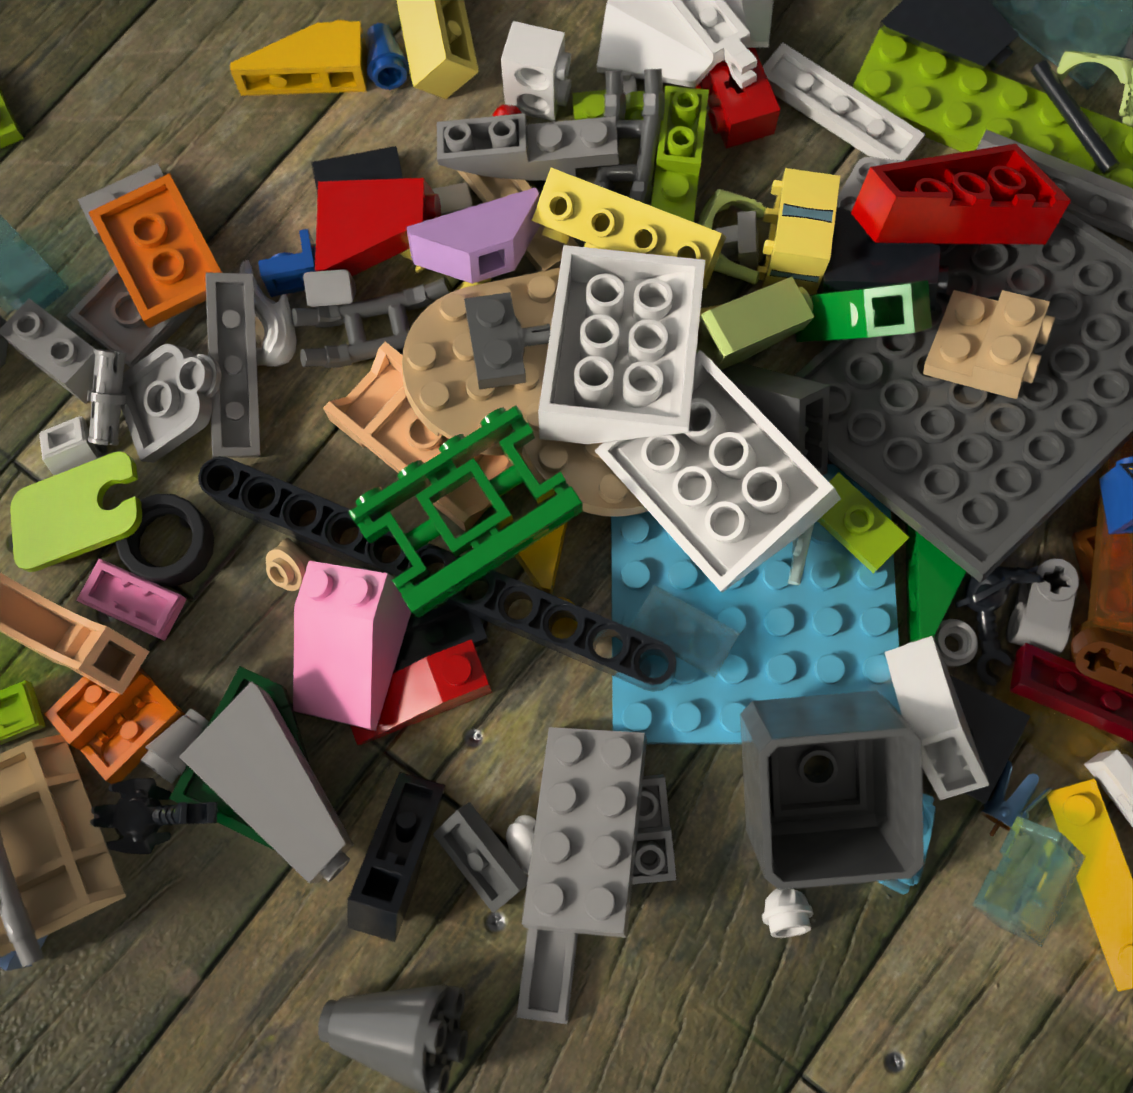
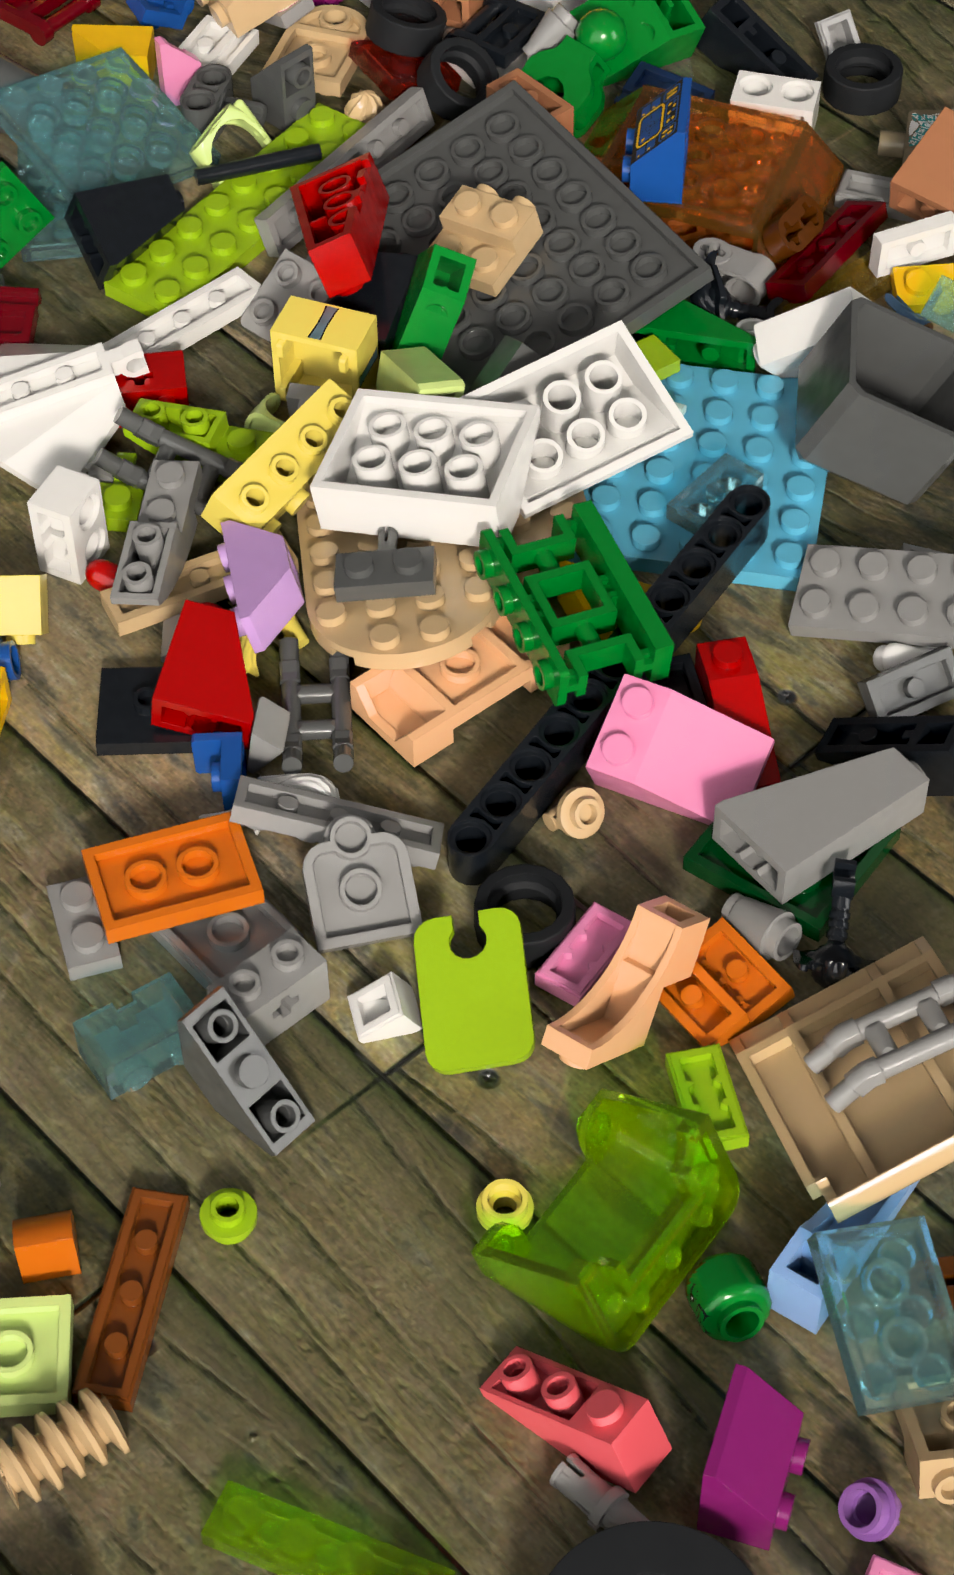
camera: 80 degrees left, 25 degrees down
(106, 397) = (313, 920): light grey pin -> none

